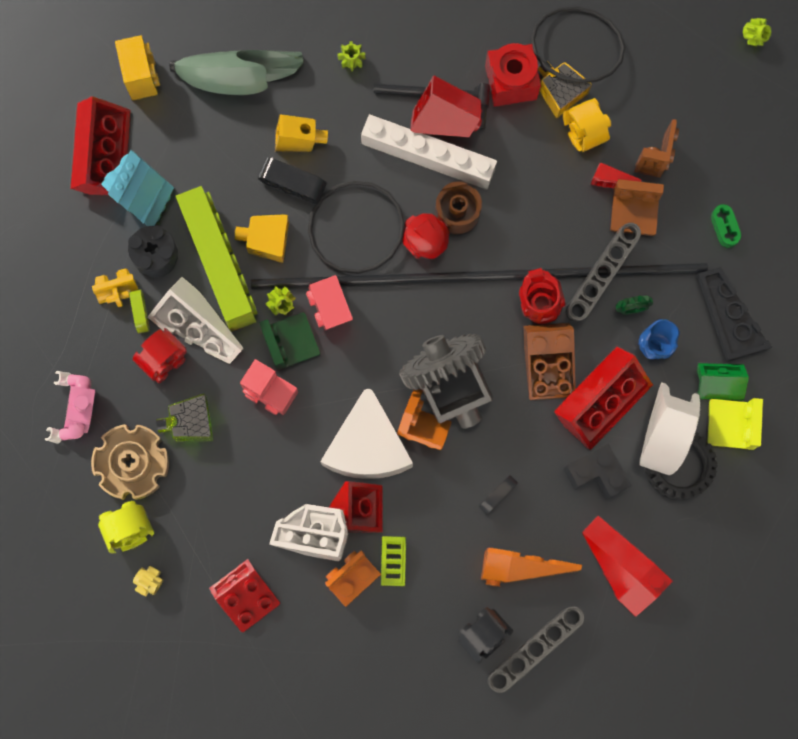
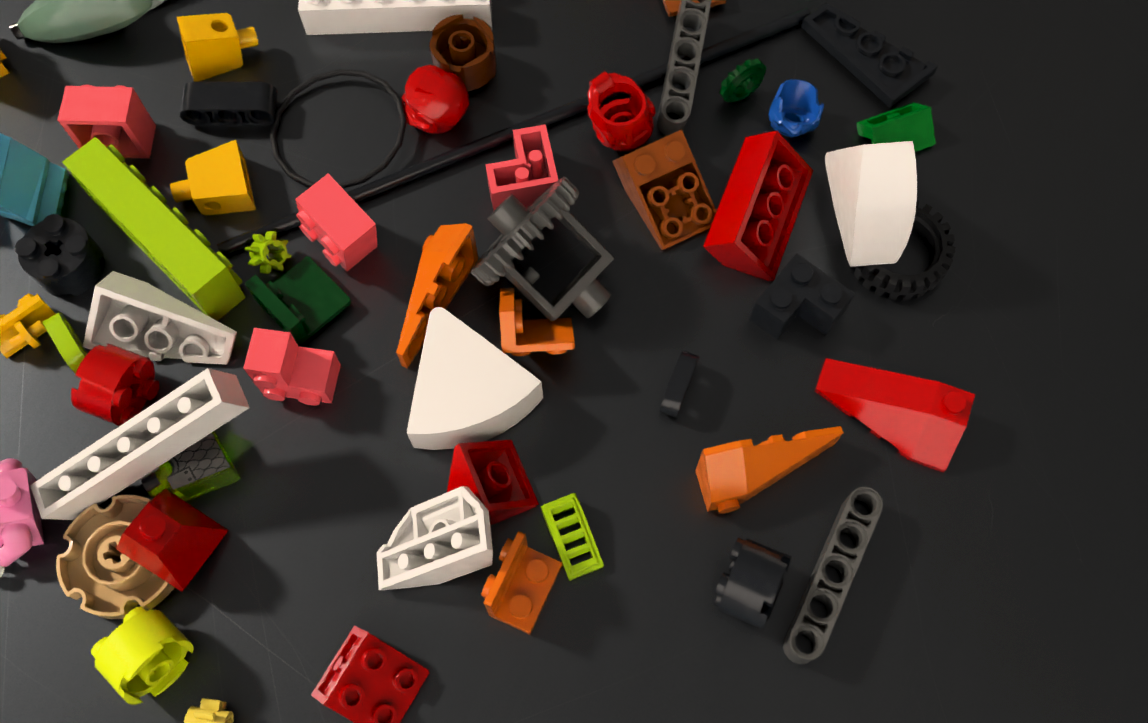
camera: 20 degrees left, 10 degrees down
(163, 465) = (171, 539): none -> red slope
(164, 406) = (140, 445): none -> white brick
(211, 167) = (109, 114): none -> coral brick
(382, 359) = (442, 270): none -> orange wedge
(463, 318) = (527, 174): none -> coral brick
(735, 423) = (951, 170): neon yellow bracket -> none

